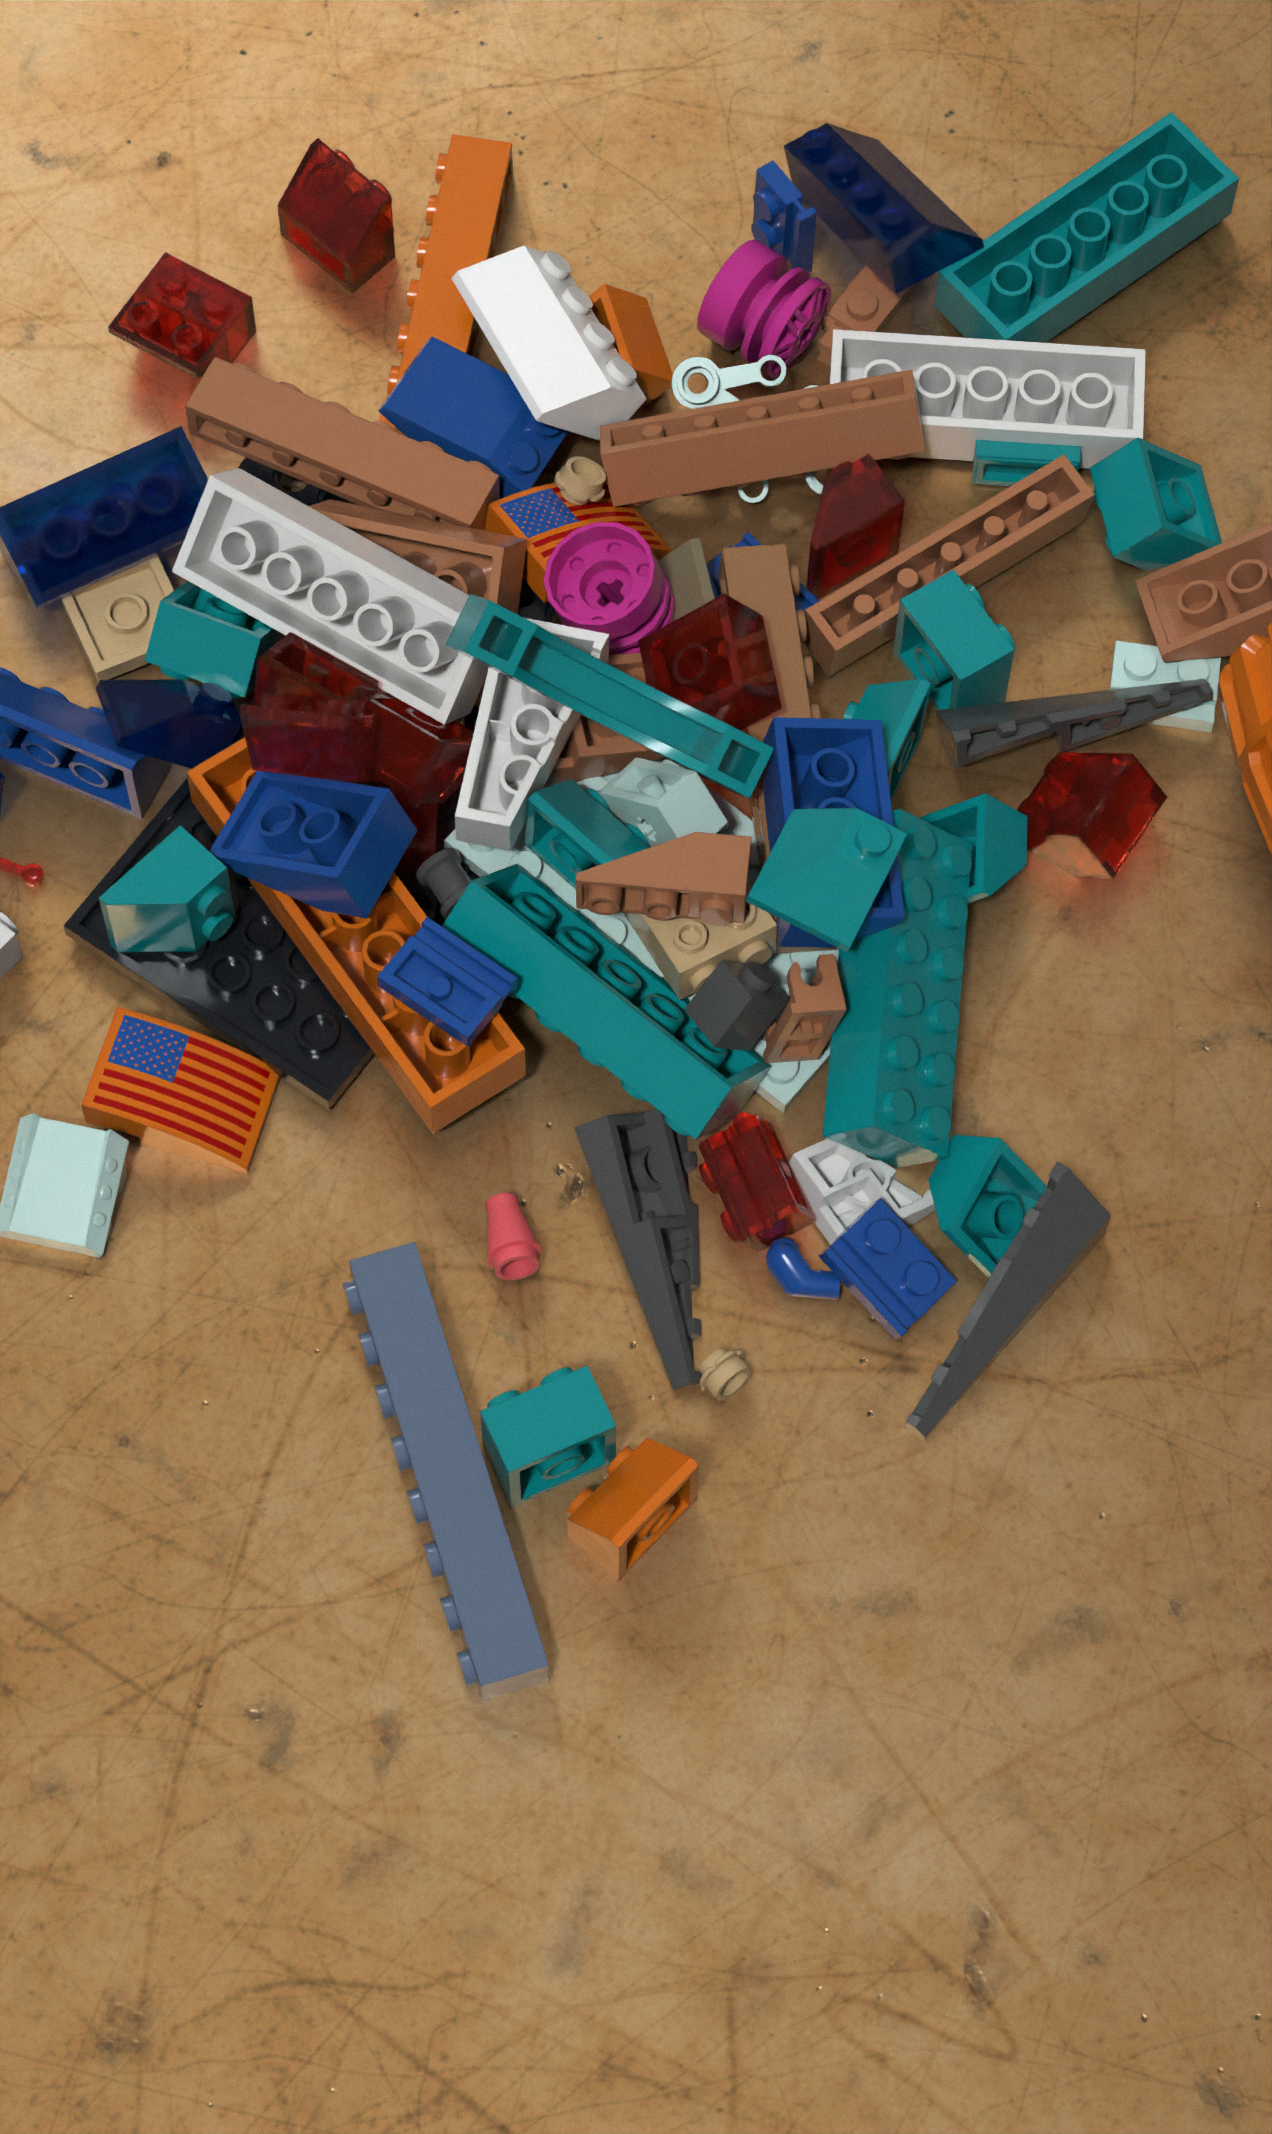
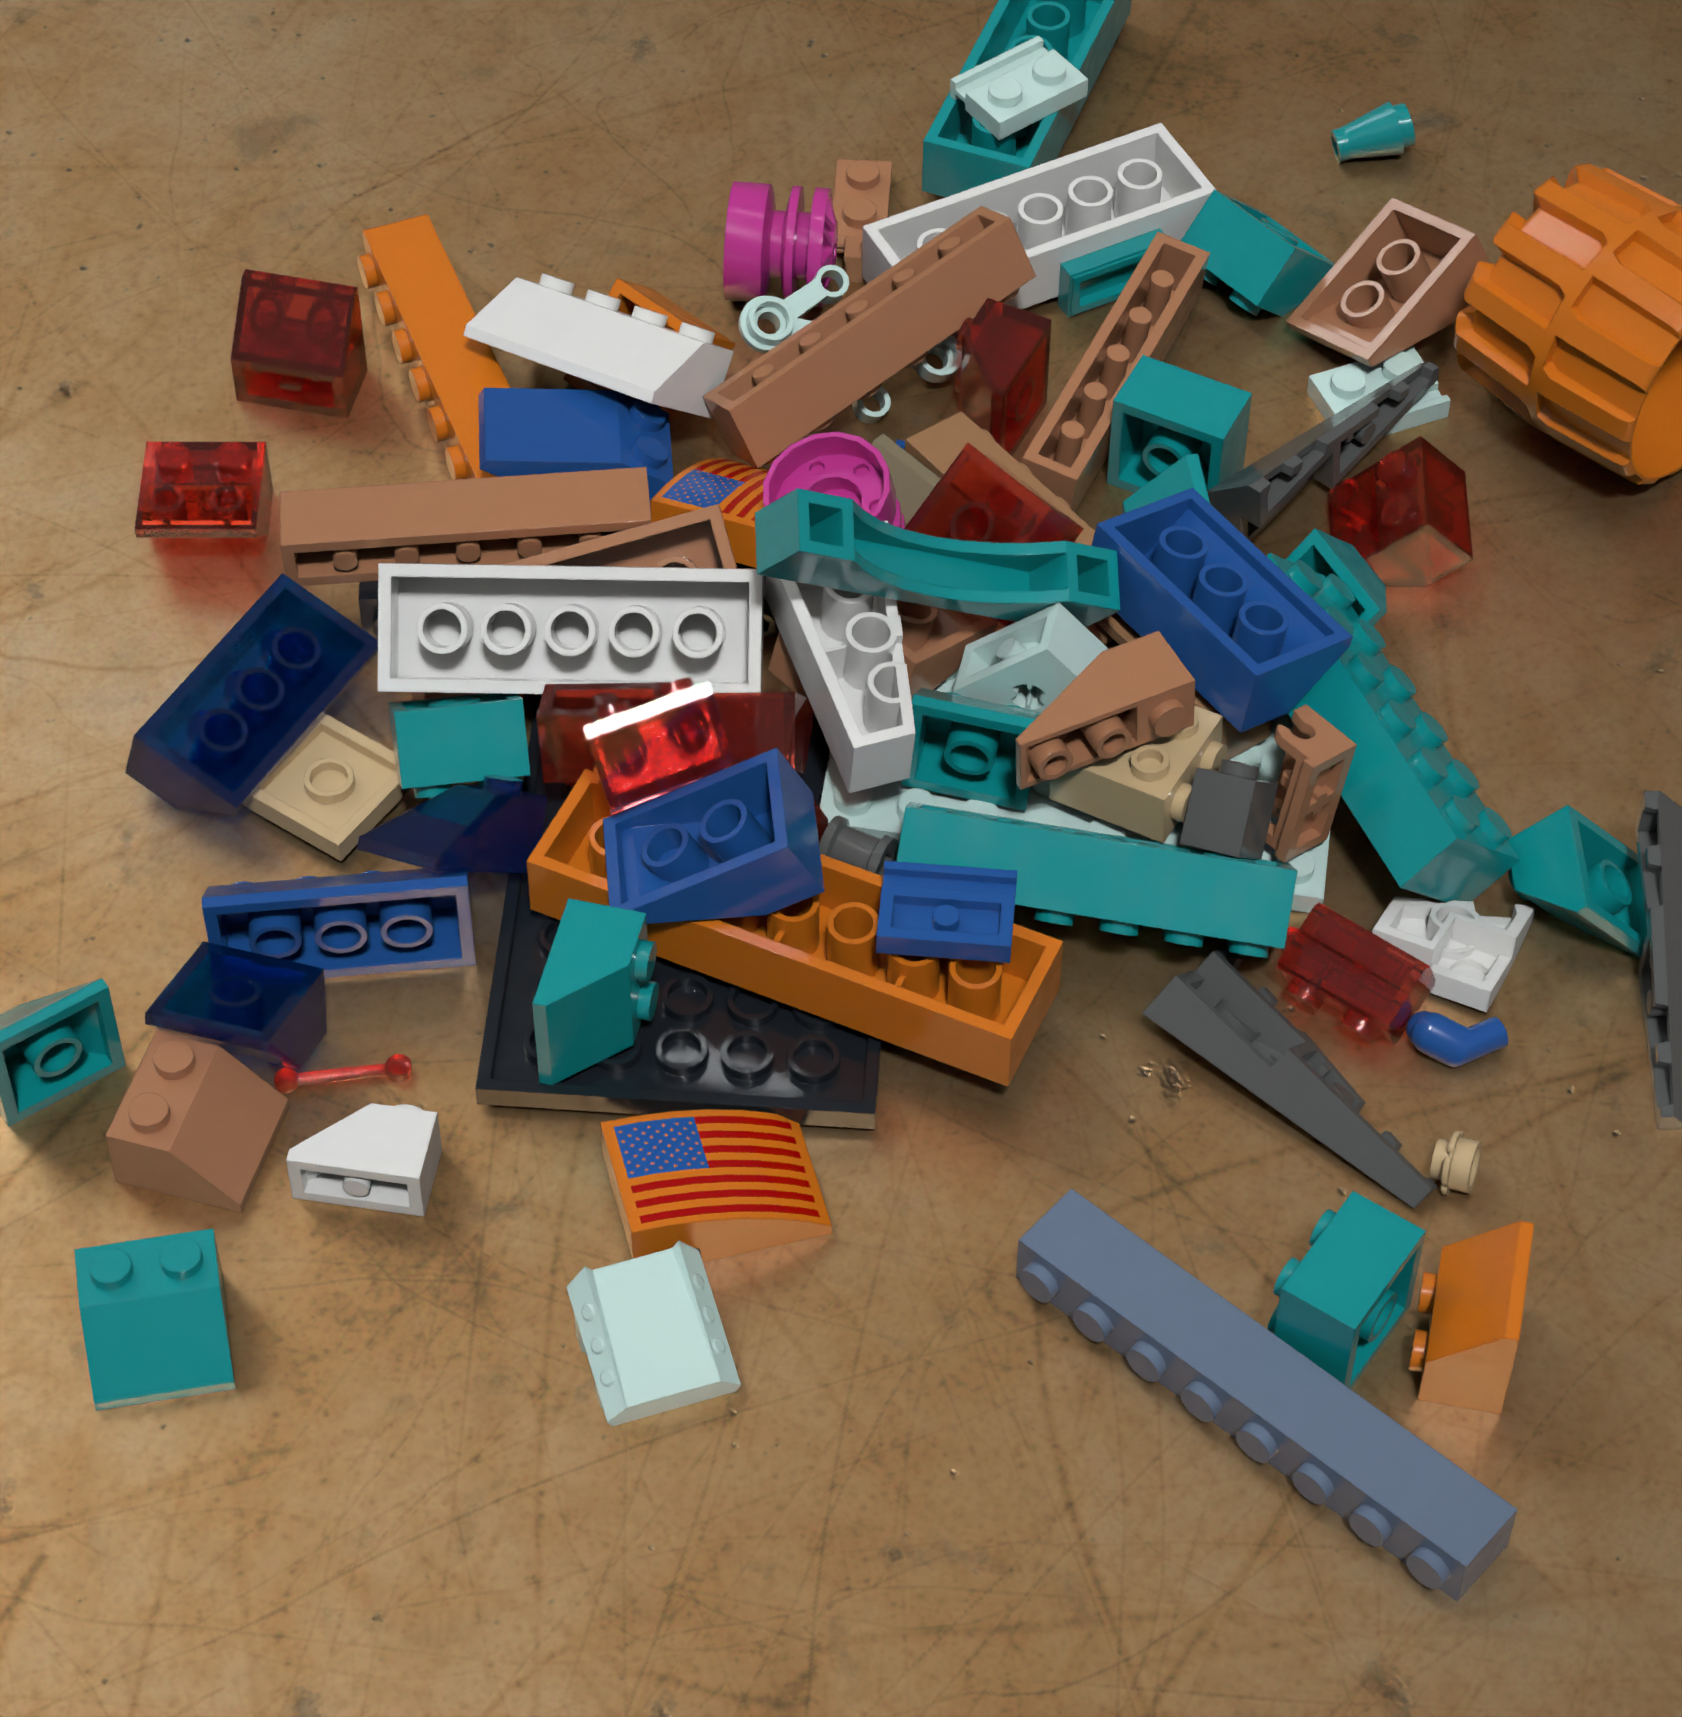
camera: 30 degrees left, 15 degrees down
(510, 1240) = (1156, 1151): coral cone -> none
(581, 481) = (721, 448): tan plate -> none
(781, 218) = (735, 151): blue plate -> none
(827, 871) = (1264, 615): teal slope -> none
(877, 206) = (817, 122): clear blue slope -> none
(887, 1268) = (1537, 988): blue plate -> none
(1047, 259) = (1018, 87): none -> light aqua plate

